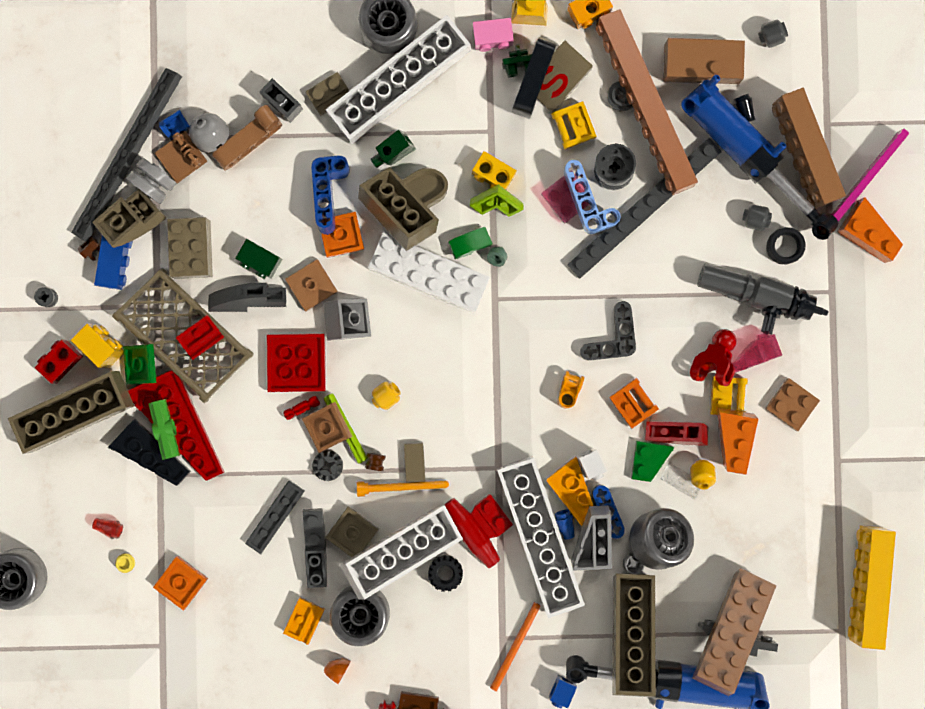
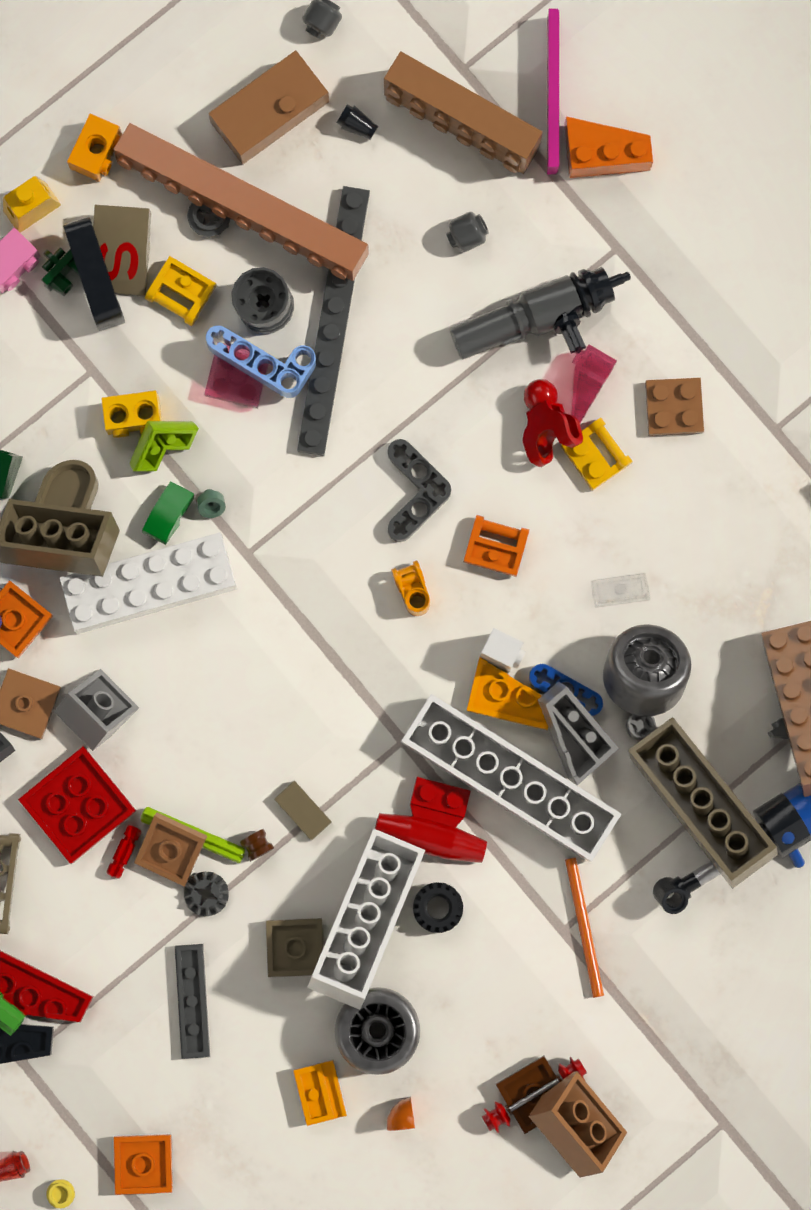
camera: 40 degrees left, 5 degrees down
(315, 548) = (266, 997): dark grey slope -> none
(364, 488) = (270, 884): light orange piece -> none
(386, 395) = (209, 760): yellow head -> none
(562, 692) = (678, 935): blue brick -> none
(565, 523) = (529, 742): blue cone -> none
(649, 460) = (564, 596): green wing -> none
(677, 433) = (572, 539): red slope -> none
(703, 474) = (636, 563): yellow head -> none
(737, 438) = (641, 493): orange wedge -> none
(749, 148) = (395, 163): blue piece -> none
(800, 241) = (524, 217): black tyre -> none

